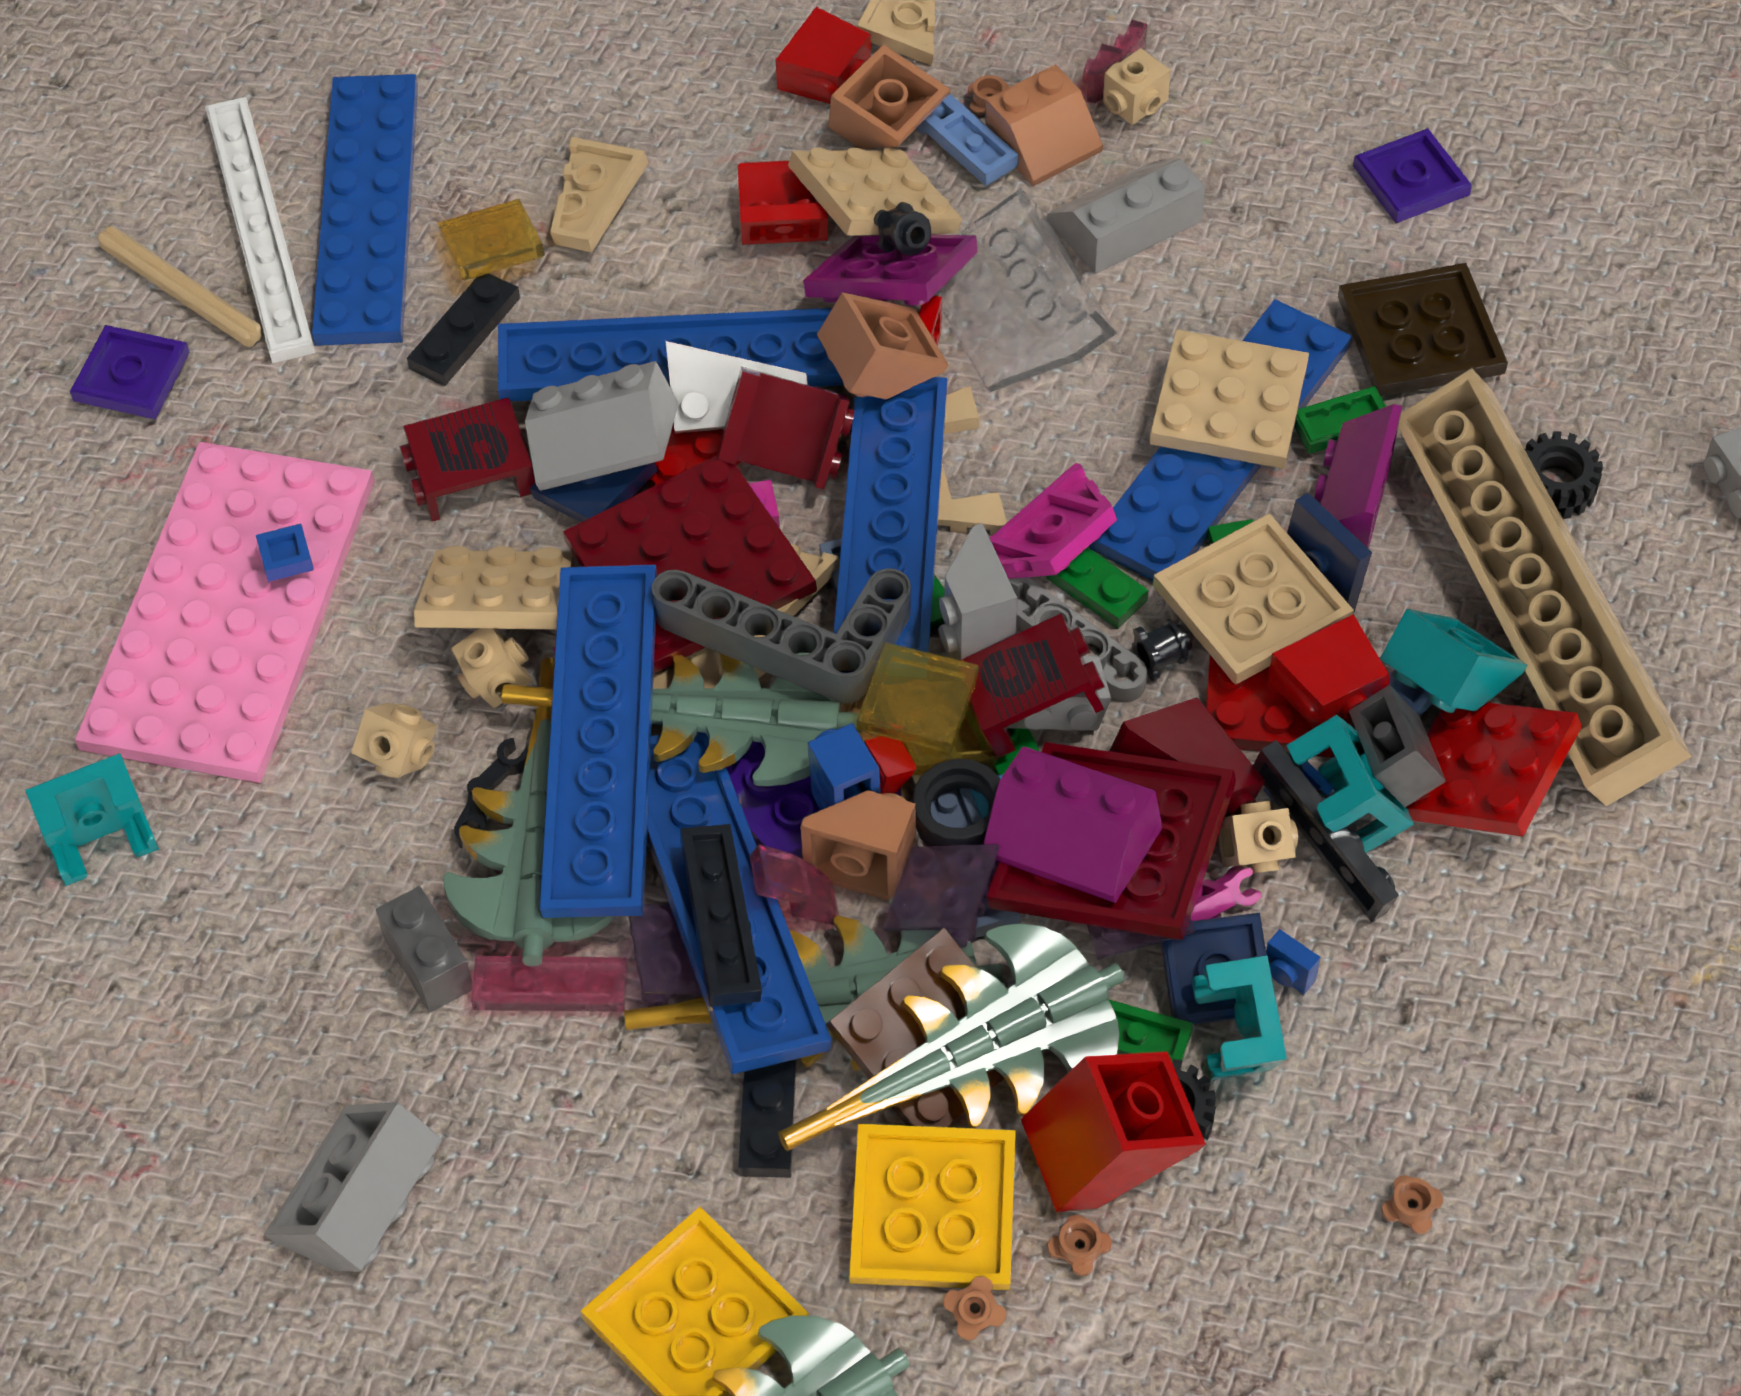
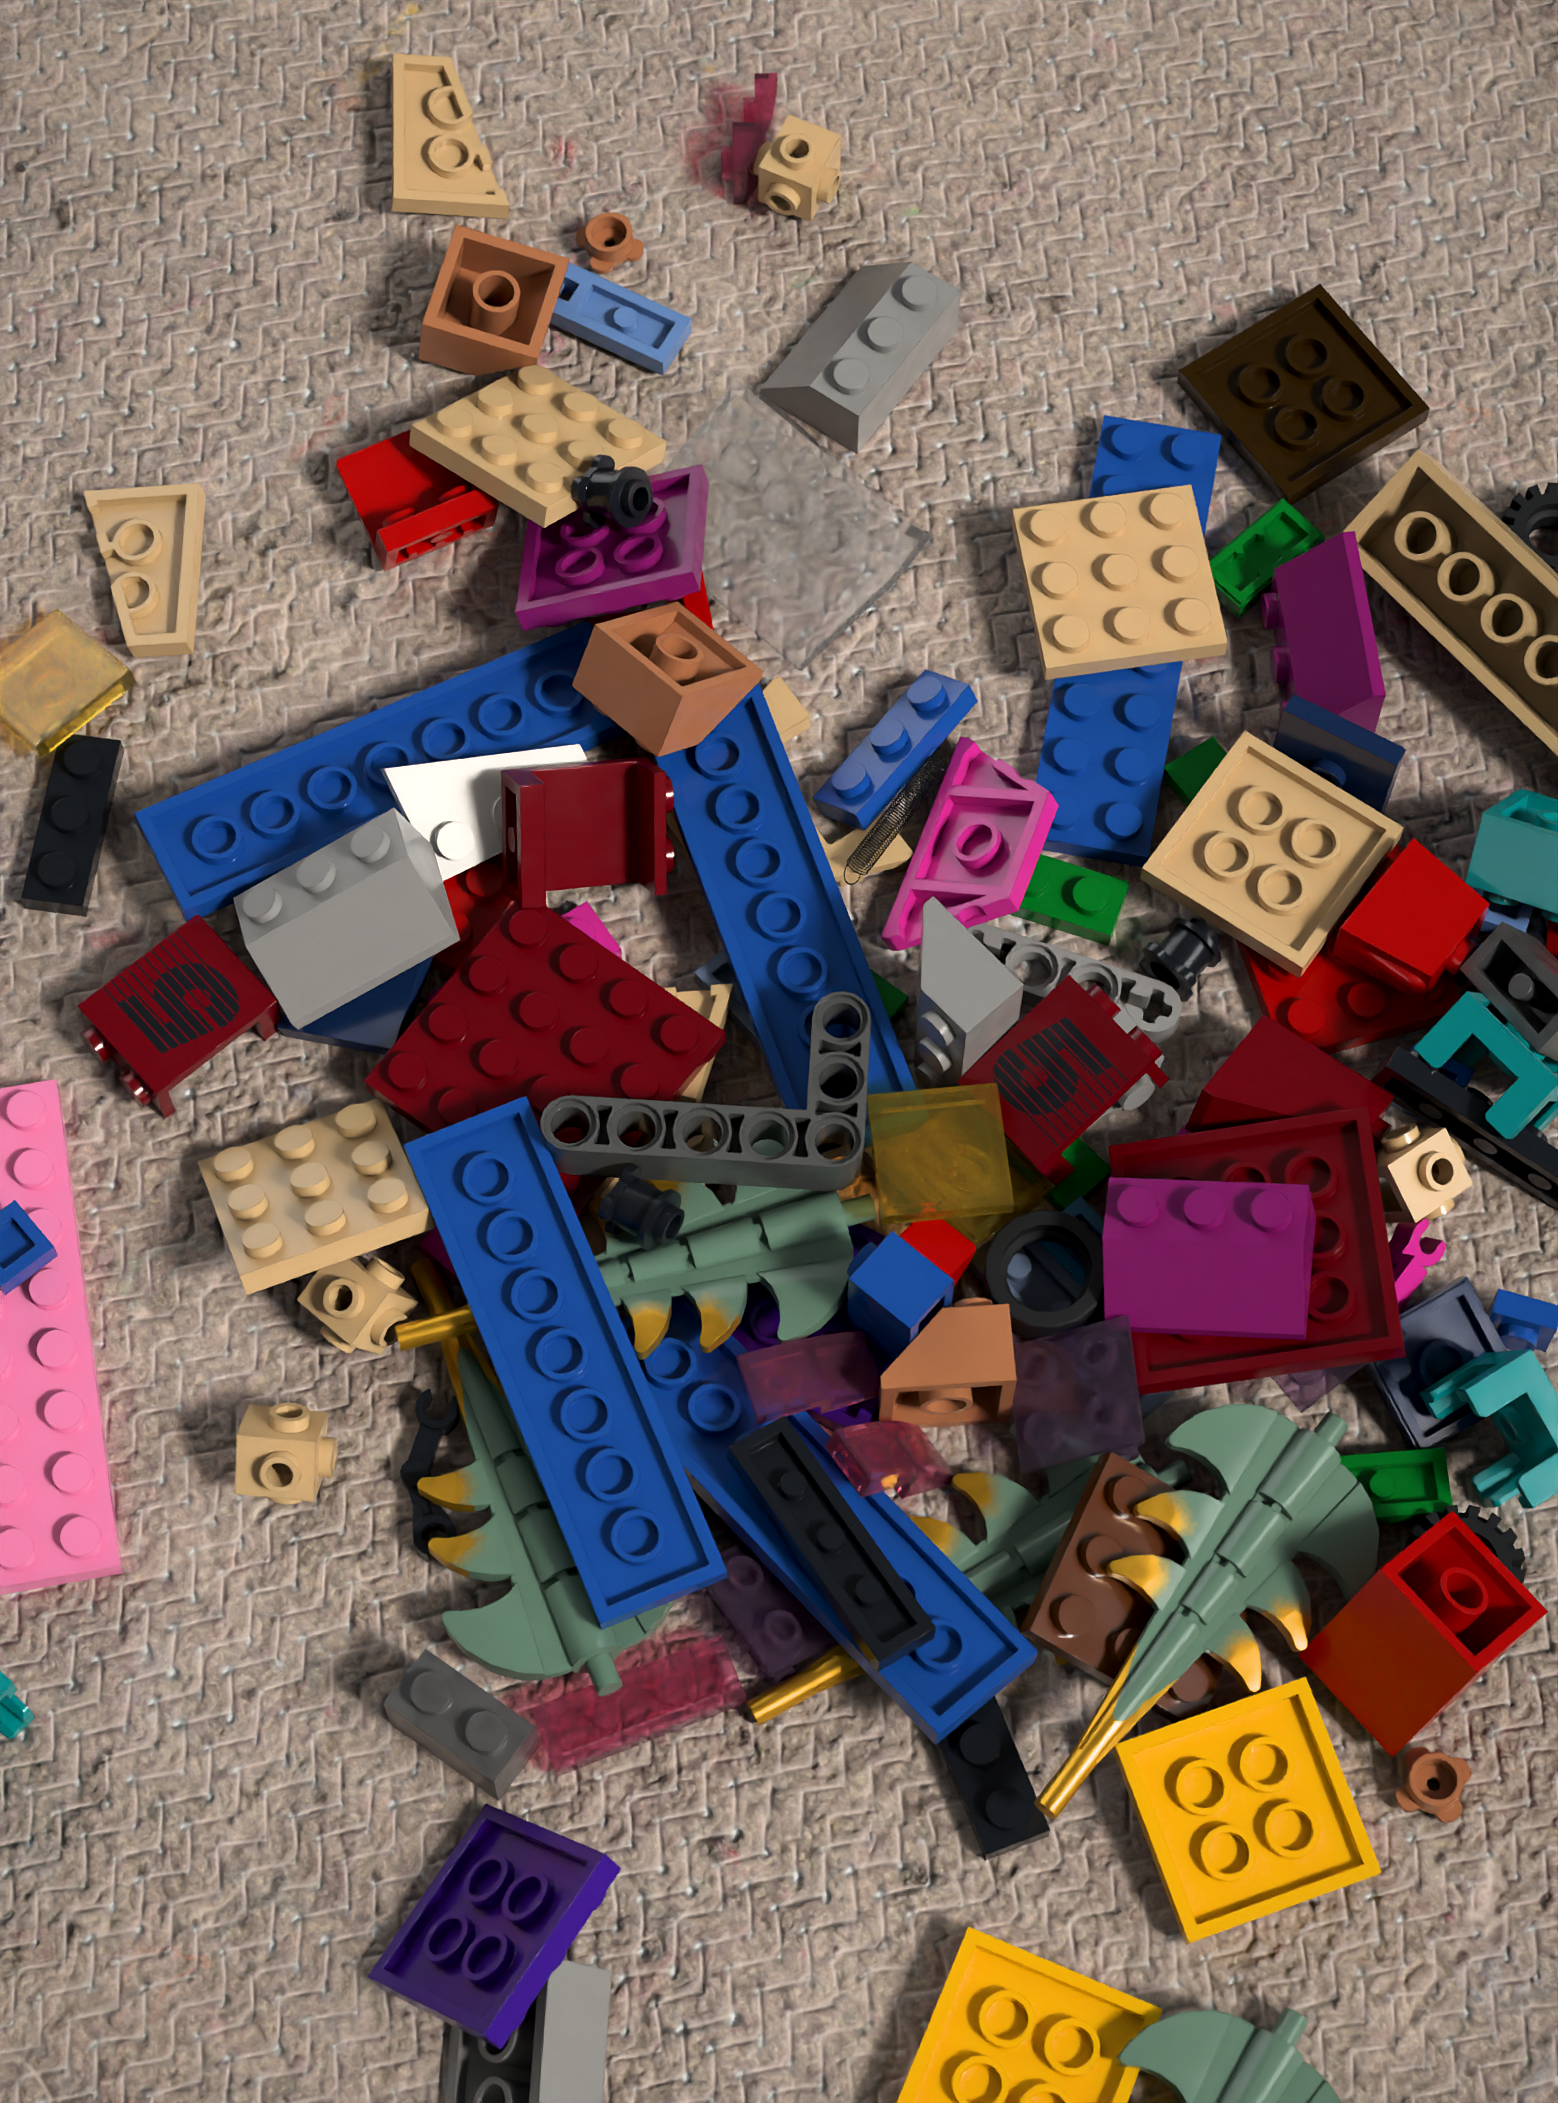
camera: 25 degrees left, 10 degrees up
(376, 1074) = (494, 1924): none -> dark purple plate
(698, 663) = (642, 1210): none -> black brick
(762, 808) = (809, 1374): none -> clear pink slope
(821, 56) = (371, 260): red torso -> none
(959, 1303) = (1331, 1918): nougat plate -> none
(988, 501) = (889, 814): none -> black piece
(1026, 455) = (895, 749): none -> blue plate
(1044, 124) = (704, 262): nougat slope -> none
(1412, 175) = (1193, 176): dark purple tile -> none

